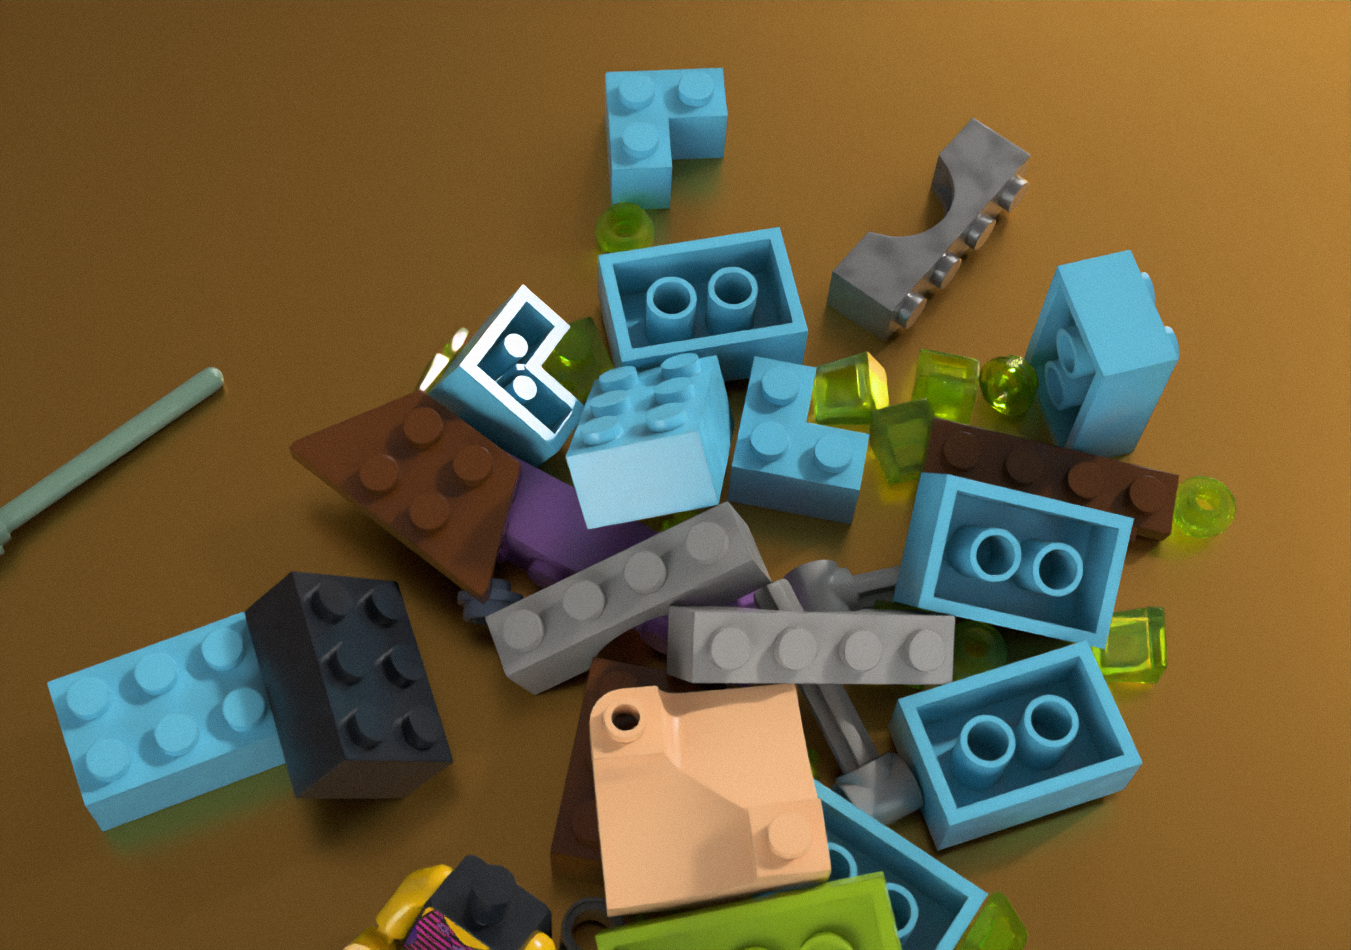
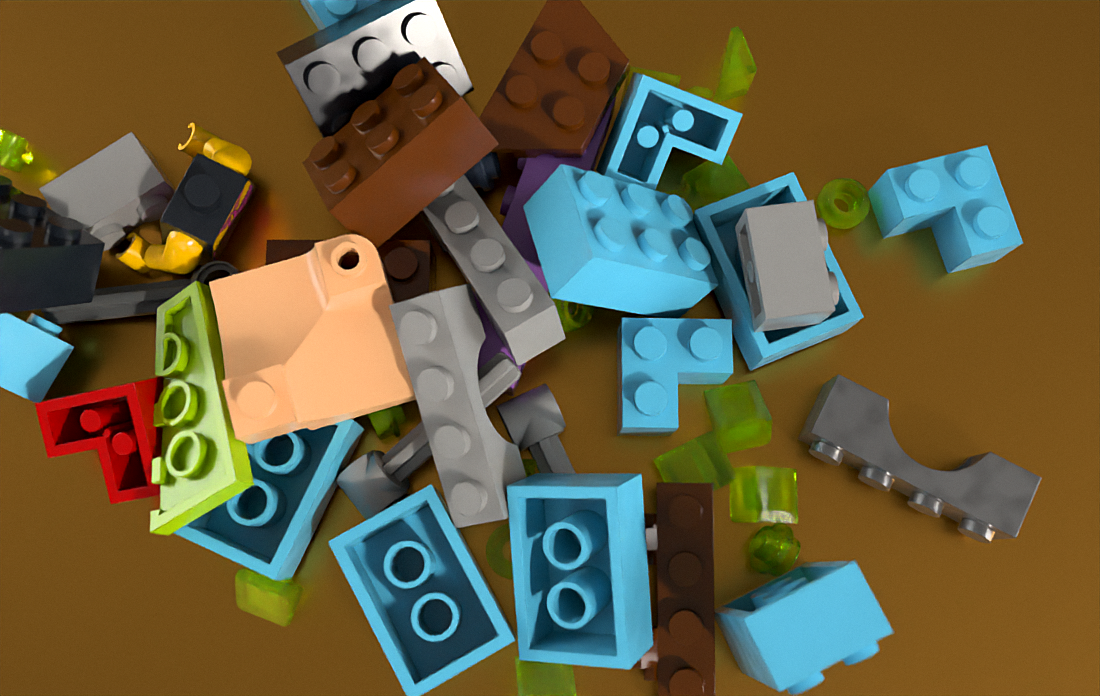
camera: 80 degrees right, 15 degrees up
(430, 300) = (735, 68): none -> clear neon green slope
(483, 658) = (397, 153): none -> reddish brown brick
(718, 279) = (786, 266): none -> light grey brick

